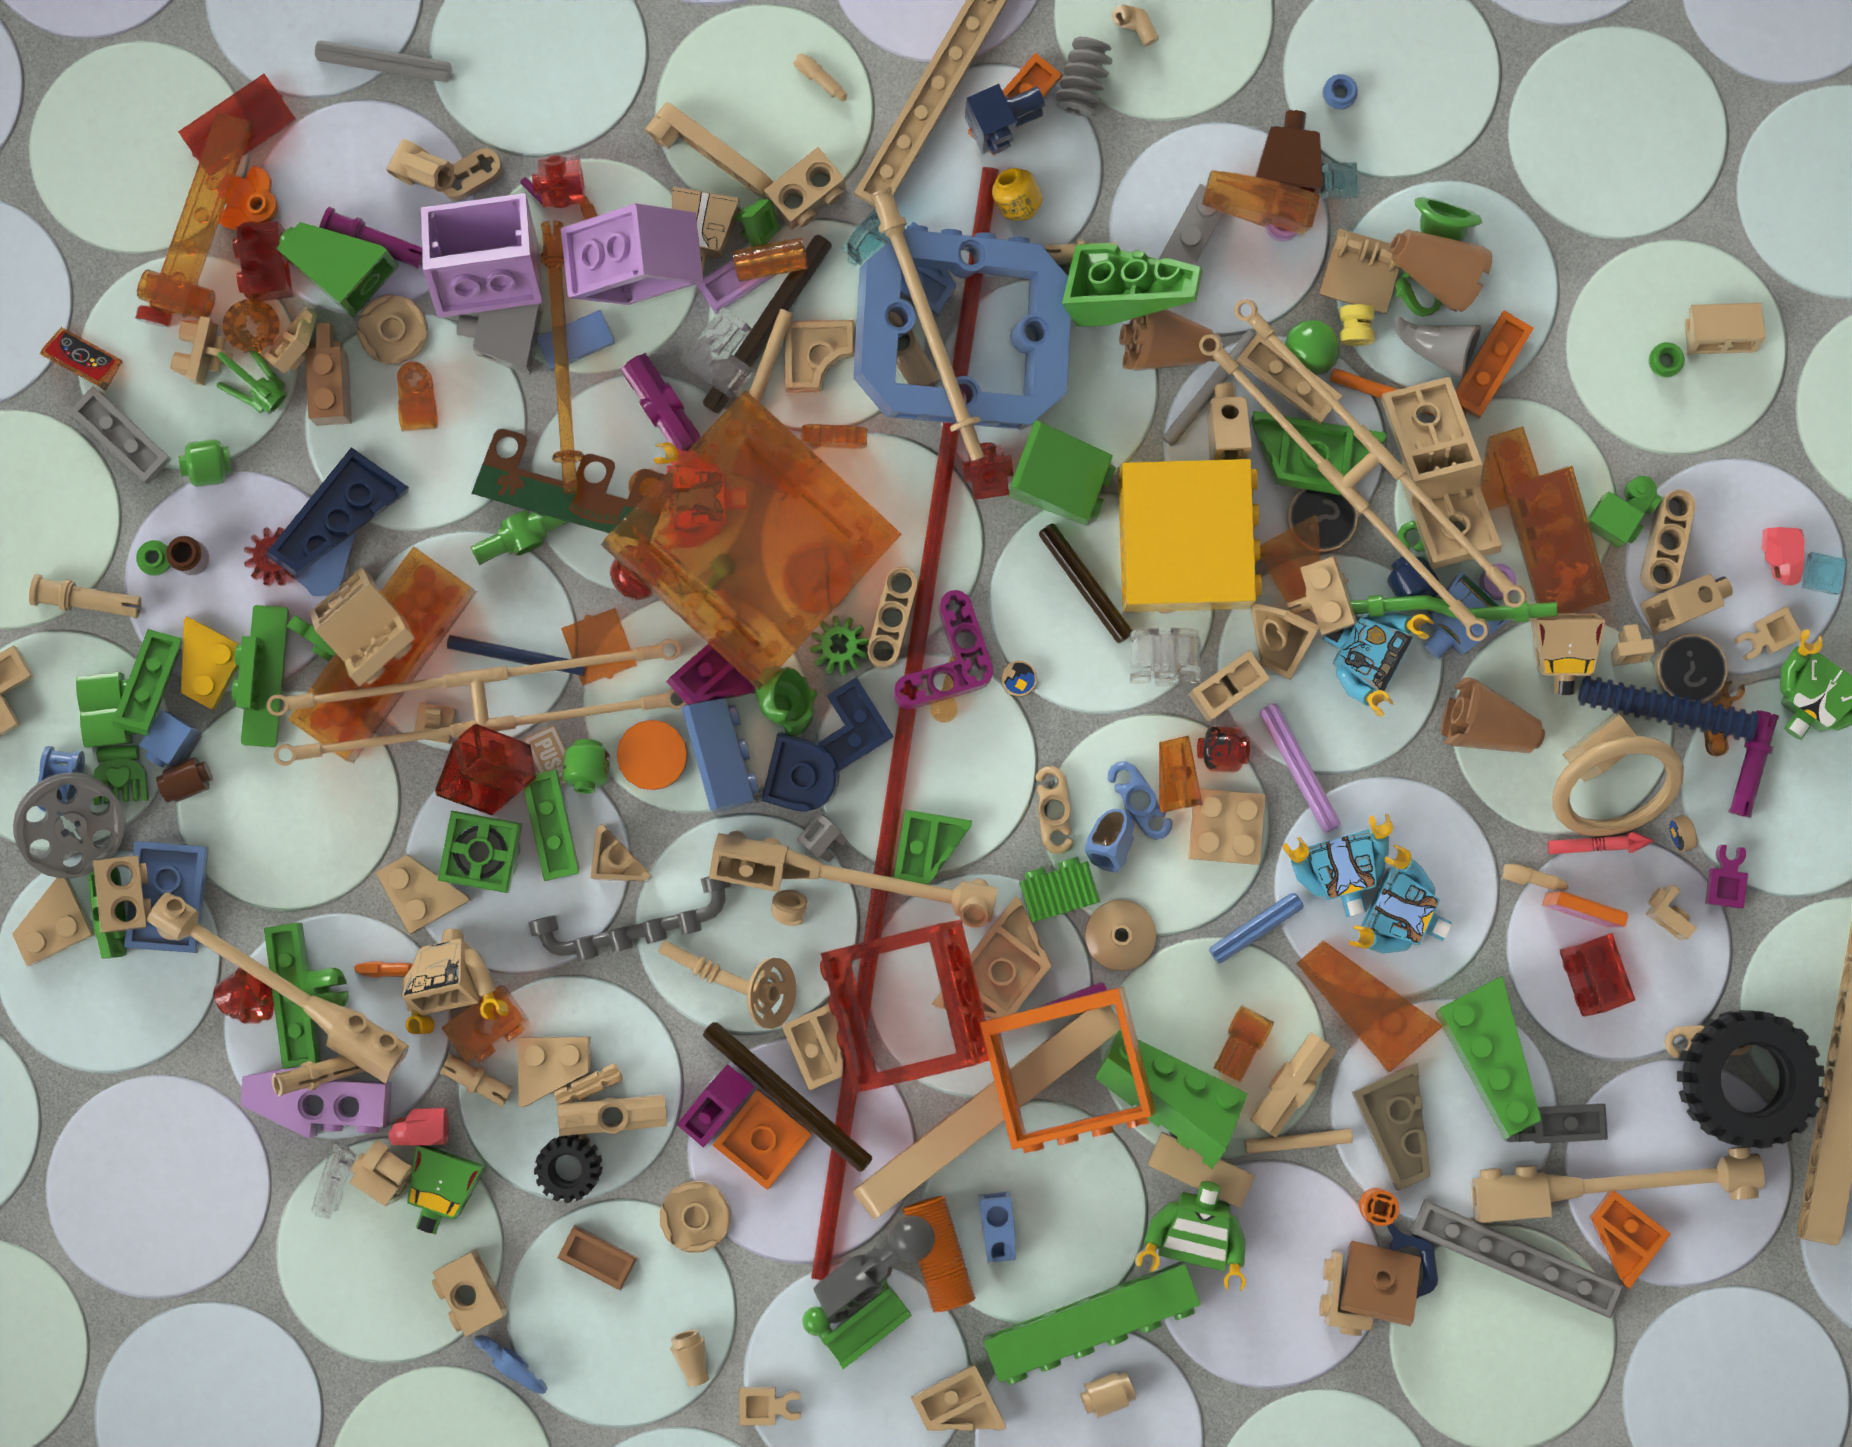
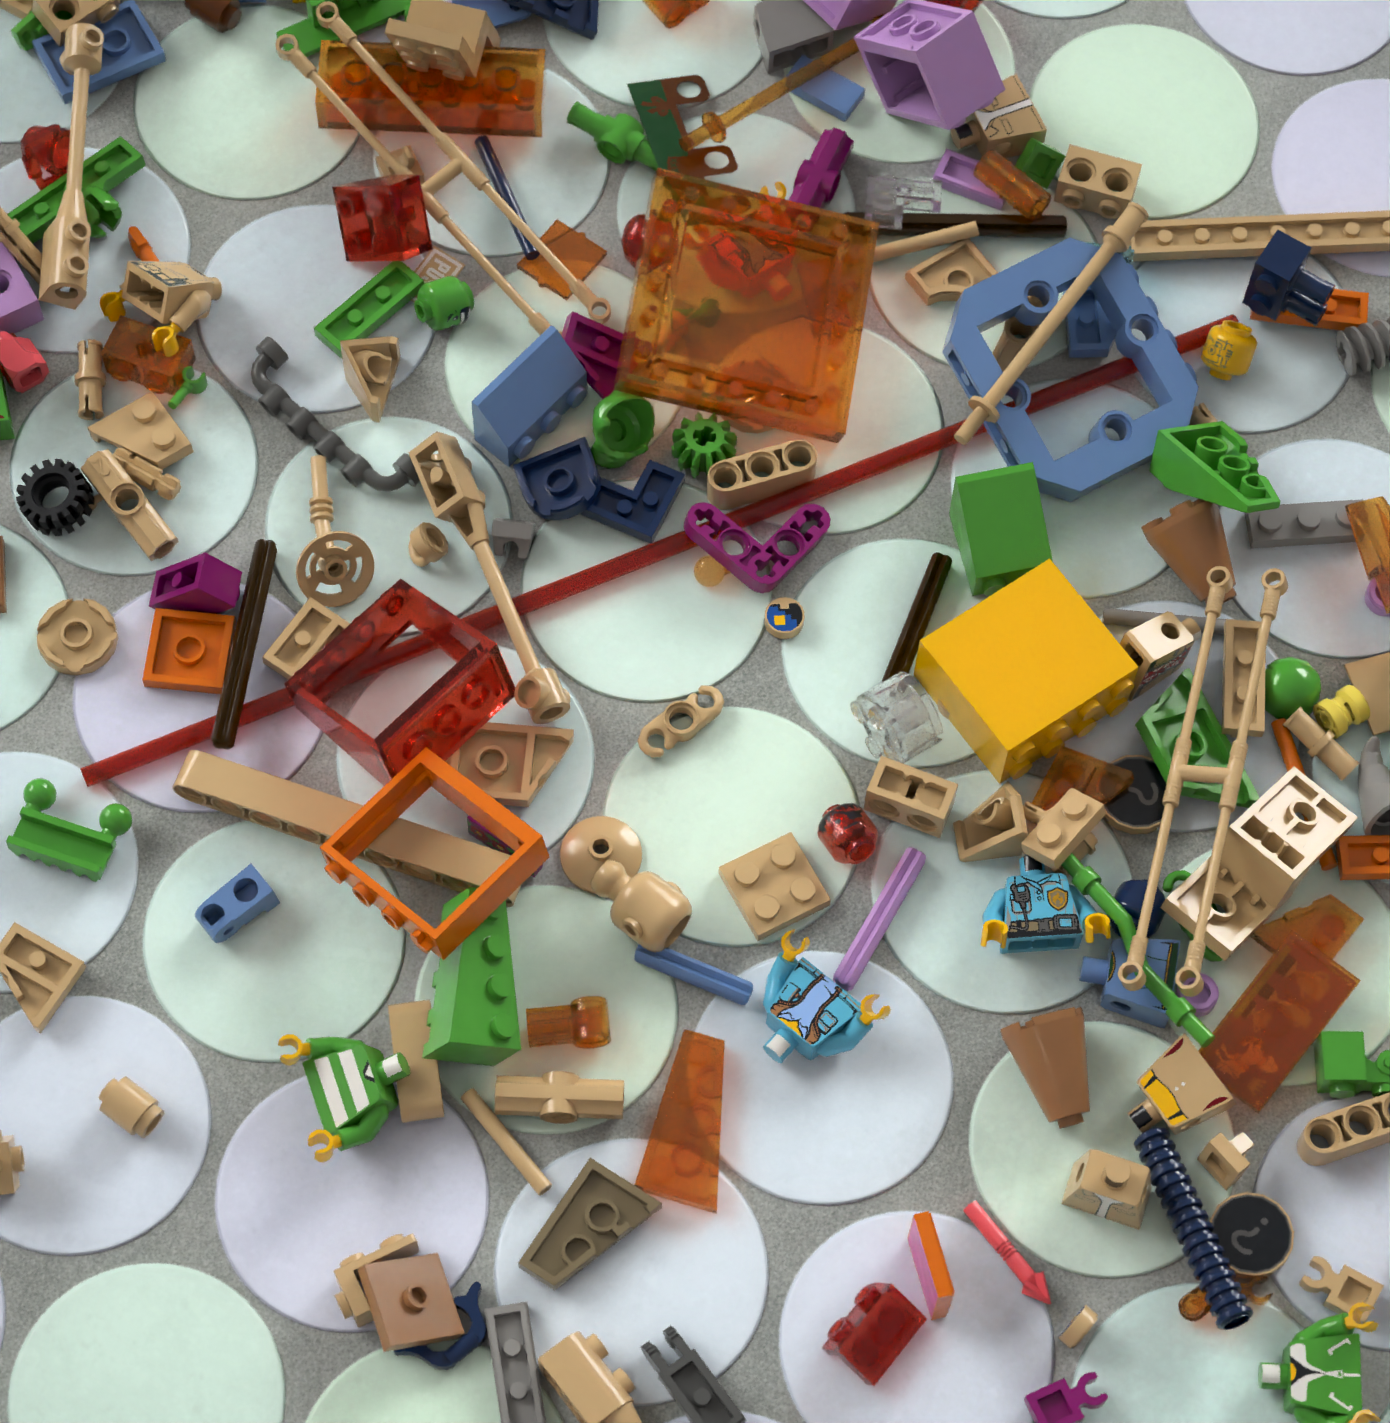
camera: 55 degrees right, 20 degrees down
(418, 893) = (234, 242): tan wing -> none
(482, 852) = (306, 259): bright green piece -> none
(532, 1010) = (188, 386): none -> bright green hand
(652, 755) = (487, 350): orange tile -> none
(673, 123) = (1072, 51): tan beam -> none
(812, 70) = (1208, 136): tan piece -> none
(834, 436) = (893, 332): clear orange beam -> none
(861, 1276) = (85, 794): dark grey beam -> none
(927, 844) = (570, 627): bright green wing -> none
(945, 1282) = (183, 858): orange piece -> none
(989, 473) = (953, 461): clear red brick -> none
(1058, 890) = (605, 766): bright green brick -> none
(1091, 1322) = (196, 1047): bright green brick -> none
(1110, 840) = (686, 784): medium blue rock -> none
(1136, 783) = (730, 804): medium blue piece -> none
(1177, 776) = (788, 810): clear orange slope -> none
(1191, 933) = (643, 905): none -> tan piece
(1372, 358) = (1320, 743): none -> tan pin
(1373, 1205) = (487, 1263): orange wheel -> none
(1401, 909) = (806, 1092): torso -> none
(1492, 1054) = (726, 1257): bright green wedge -> none
(1524, 874) = (925, 1198): tan piece -> none
(1605, 751) = (1123, 1175): tan wedge -> none
(1671, 919) = (983, 1372): tan bracket -> none
(1686, 602) = (1312, 1179): tan torso -> none
(1753, 765) = (1218, 1351): magenta pin -> none

